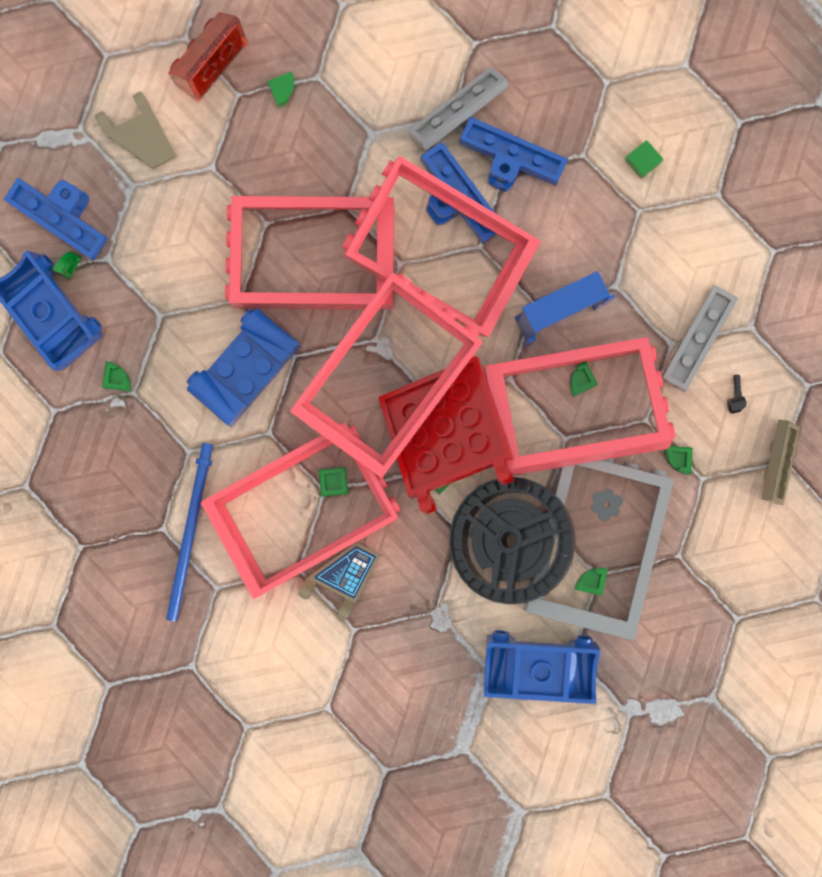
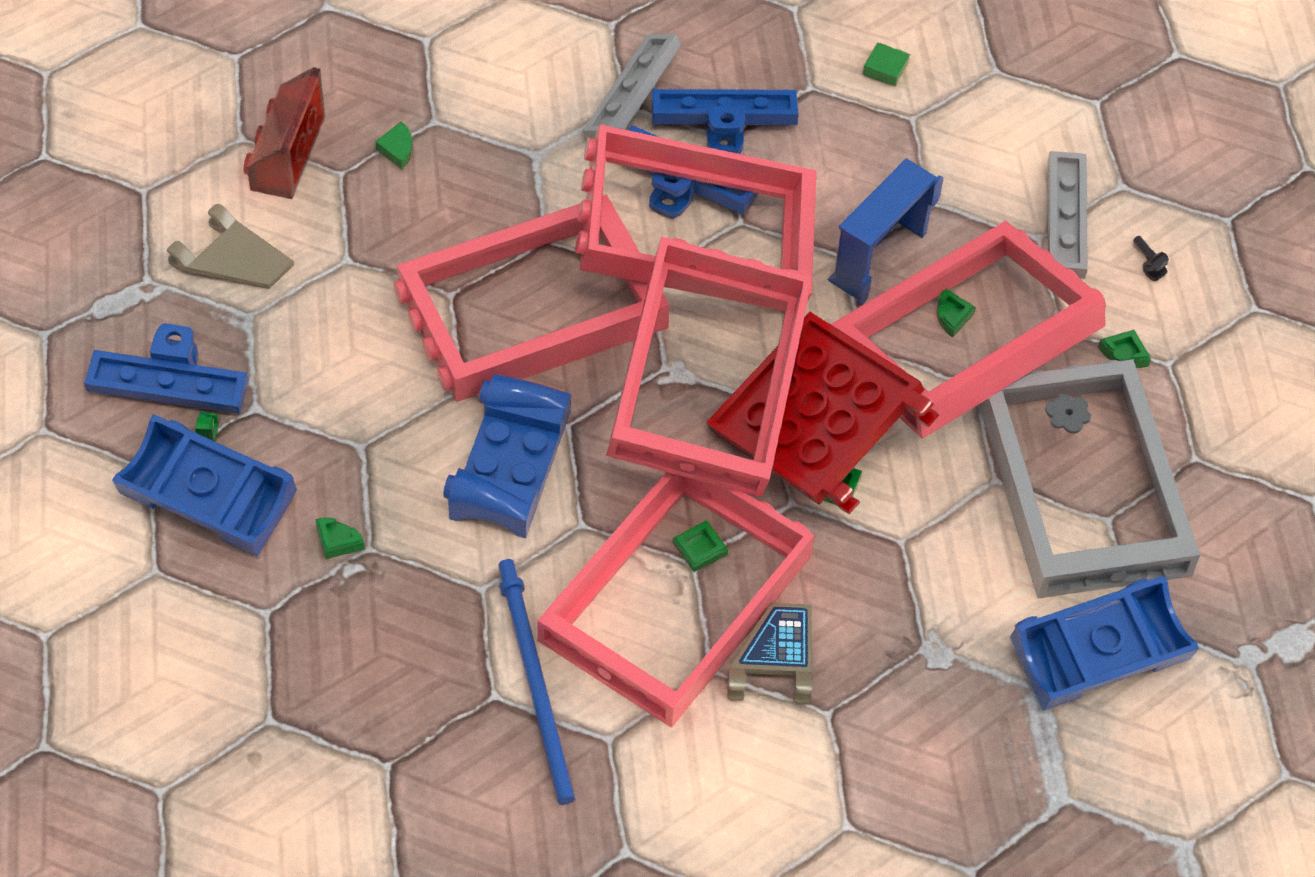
camera: 30 degrees left, 30 degrees down
(532, 546) = (992, 525): black piece -> none
(592, 581) = (1105, 508): green tile -> none
(780, 463) = (1245, 294): dark tan plate -> none

